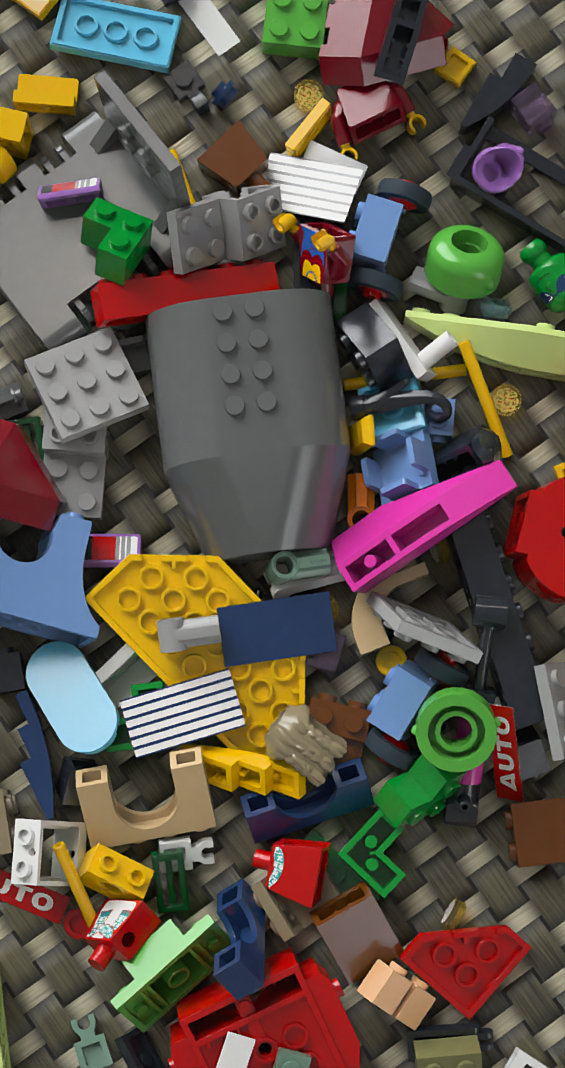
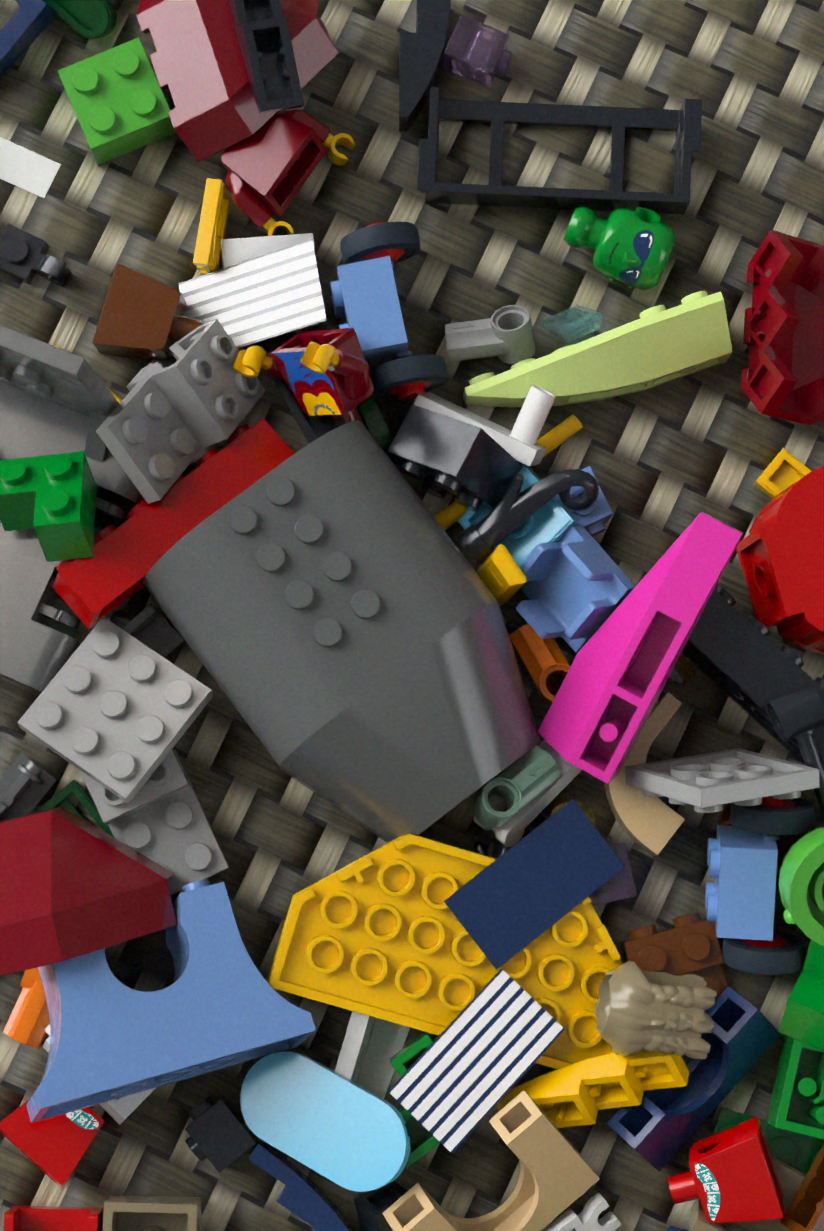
camera: 35 degrees left, 0 degrees up
(110, 549) = (265, 899): slope -> none
(180, 633) = (416, 962): light grey piece -> none
(223, 93) = (78, 241): dark blue plate -> none
(308, 94) = (185, 185): clear yellow tile -> none
(388, 658) = (691, 839): yellow tile -> none
(457, 68) = (353, 49): yellow tile -> none
(464, 262) = (503, 287): bright green piece -> none
(467, 452) = (646, 526): black torso -> none
(484, 395) = (625, 444): yellow bar -> none
(498, 167) = (478, 145): medium lavender hair -> none
(506, 399) = (648, 431): clear yellow tile -> none

